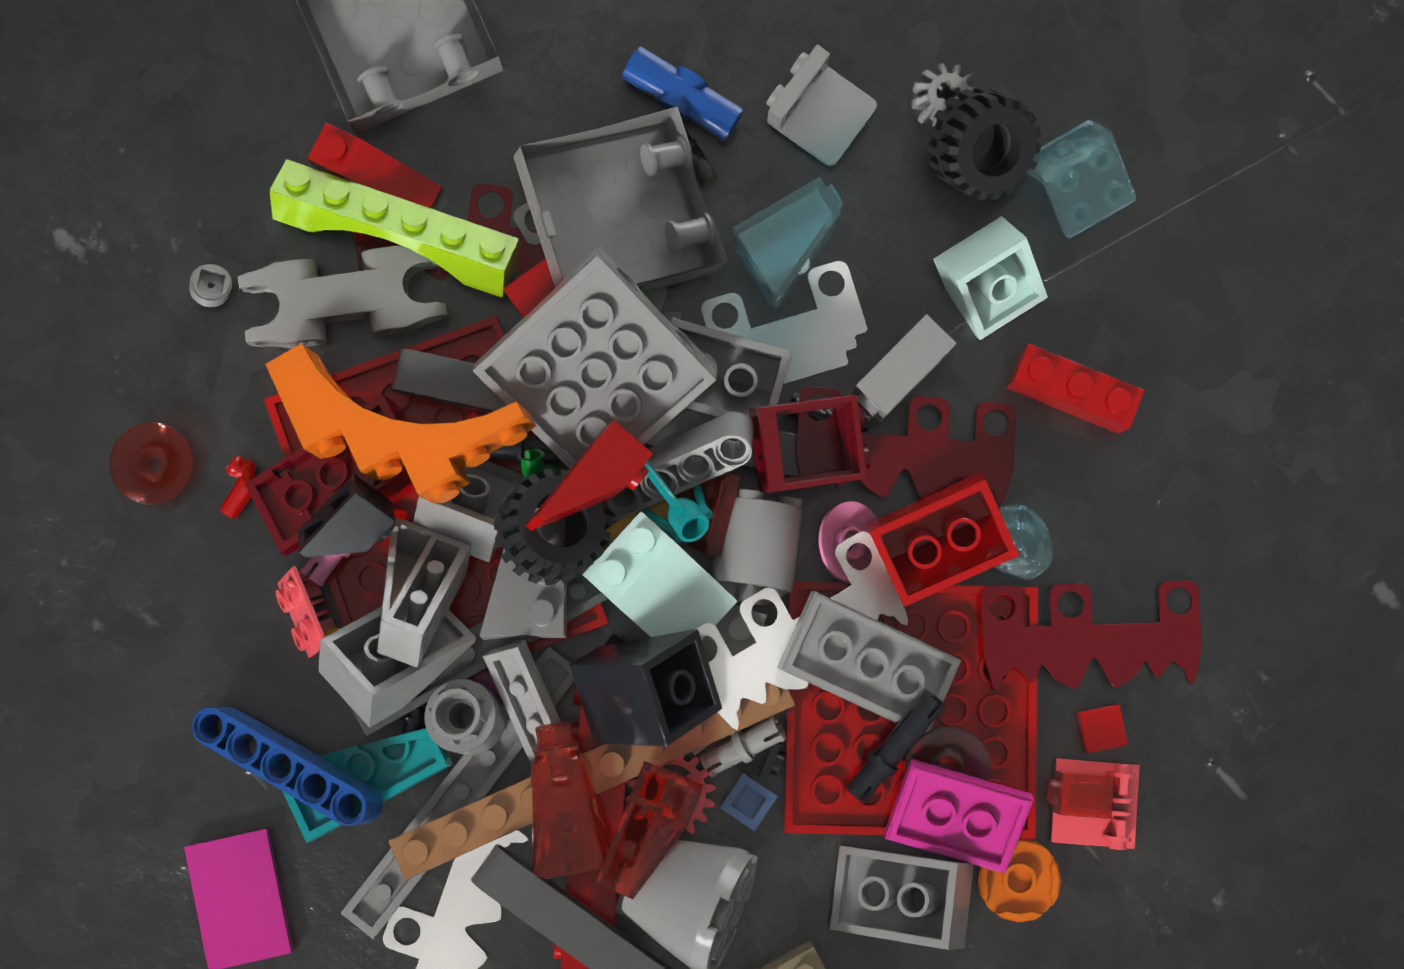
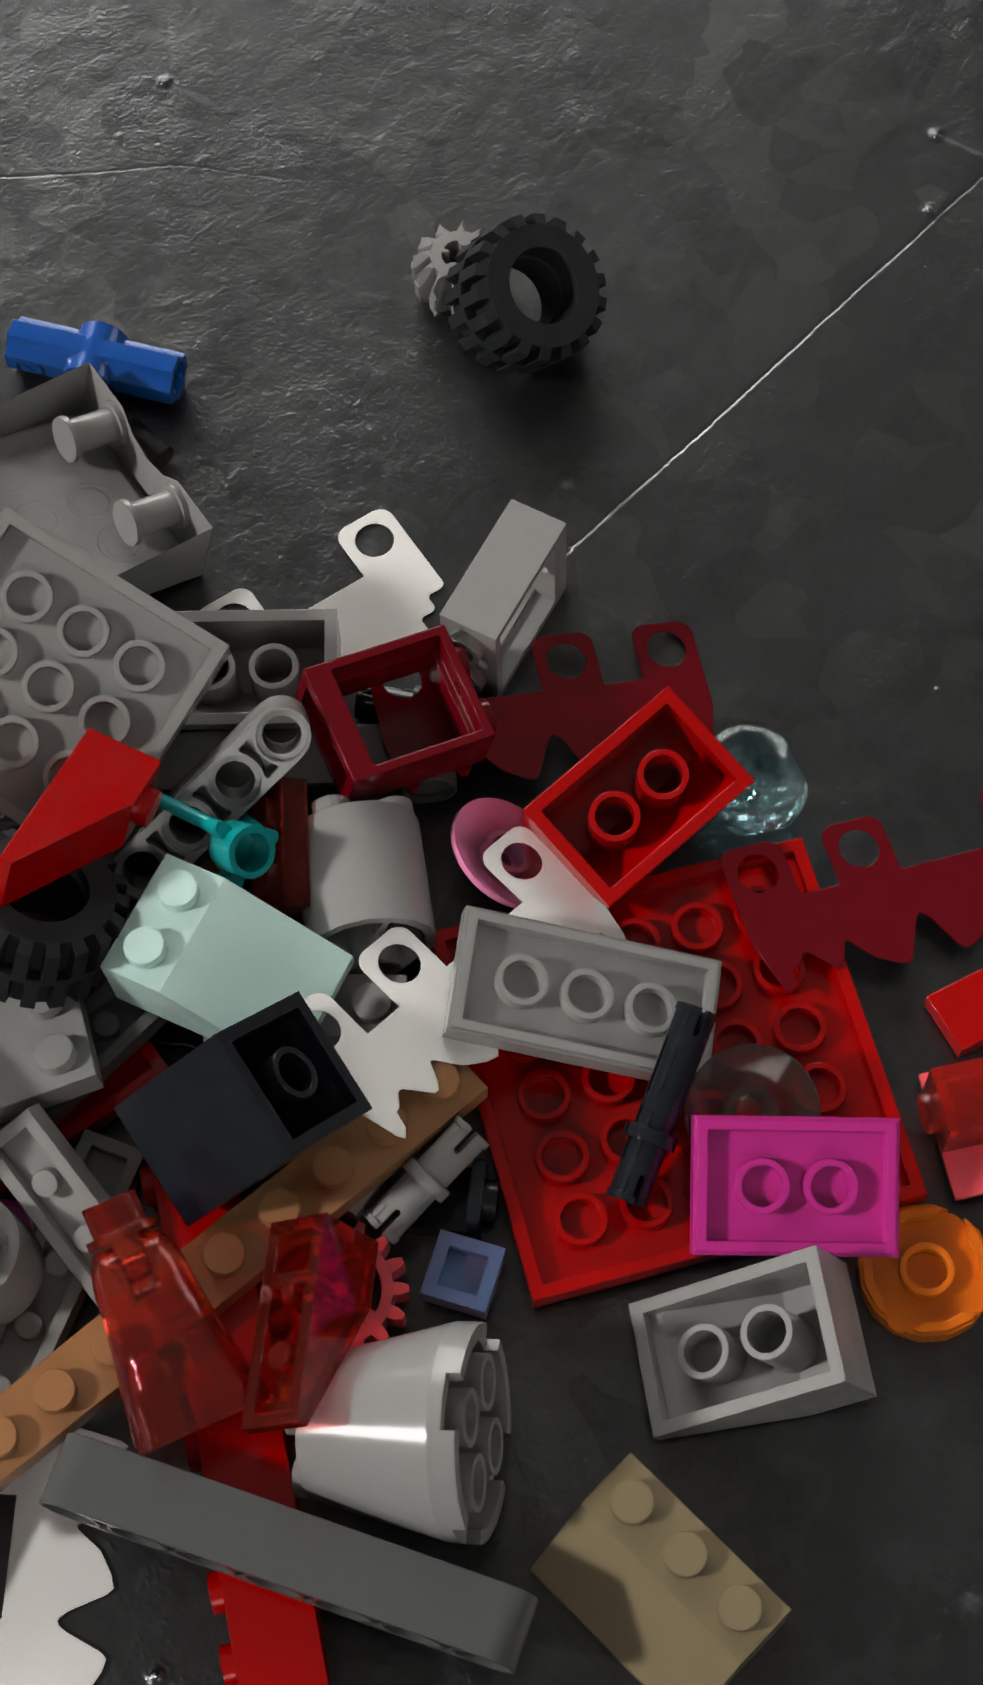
camera: 10 degrees left, 20 degrees down
(787, 239) = (289, 482): clear light blue slope -> none
(819, 108) = (287, 327): light grey bracket -> none
(991, 277) = (595, 463): light aqua slope -> none
(1075, 389) = (760, 566): red brick -> none
(1083, 177) = (681, 316): clear light blue bracket -> none

